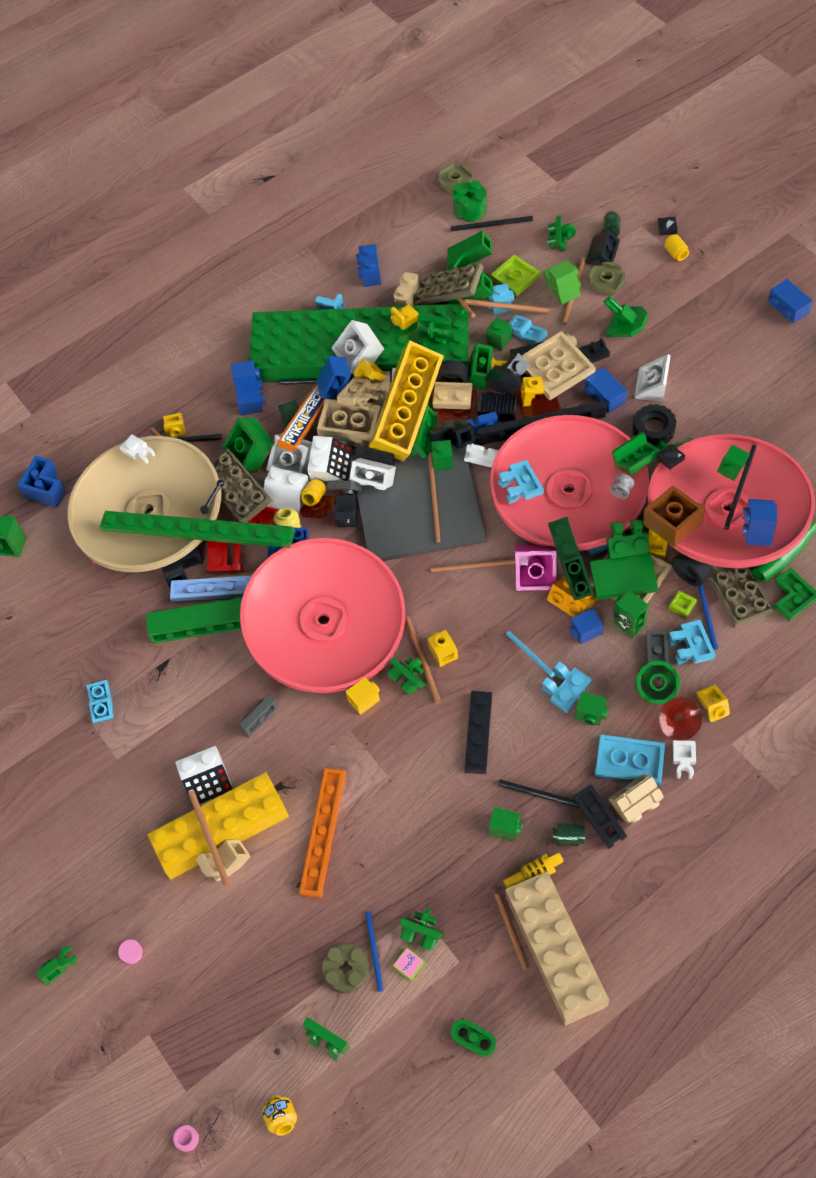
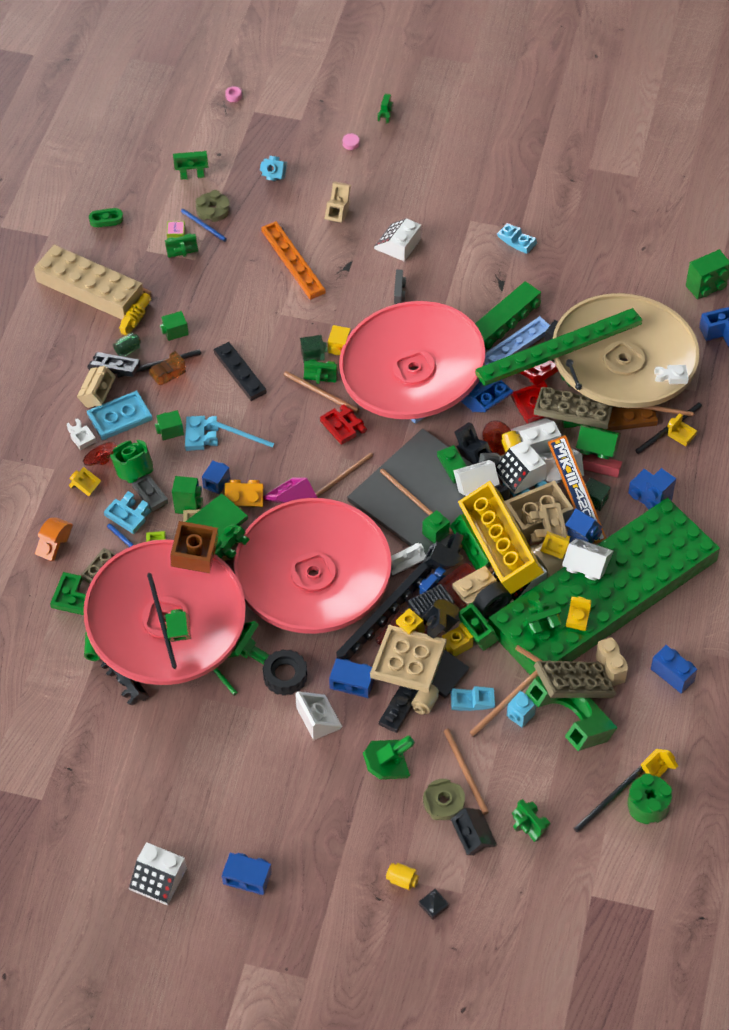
camera: 135 degrees right, 5 degrees down
(209, 839) = (354, 197): nougat axle -> none
(229, 817) = (360, 220): yellow brick -> none
(243, 963) = (279, 168): none -> medium azure brick
(279, 1115) = (188, 126): yellow head -> none
(287, 517) = (508, 410): light yellow head -> none
(327, 303) = (667, 608): medium azure bracket -> none
(375, 507) = (451, 461): none -> green plate
(394, 703) = (313, 348): none -> clear green brick
(437, 609) = (339, 427): none -> red plate
(442, 648) = (310, 401): yellow brick -> none
(445, 221) = (659, 762): none -> yellow bracket
(449, 171) = (691, 836): olive plate -> none
(499, 334) = (490, 672): green brick -> none
(516, 274) = (531, 747): lime plate -> none
(525, 479) = (345, 532): medium azure plate -> none
(549, 776) = (168, 369): none -> clear orange leg
(563, 281) = (476, 756): bright green brick -> none
(570, 558) = (257, 497): dark green slope -> none
(612, 222) = (487, 862): clear green brick -> none
(622, 485) = (261, 571): light grey wheel -> none
(634, 454) = (269, 604): green bracket -> none
(670, 456) = (238, 614): black tile -> none
(760, 522) = (121, 581): blue brick -> none
(778, 656) = (51, 535): none -> orange brick

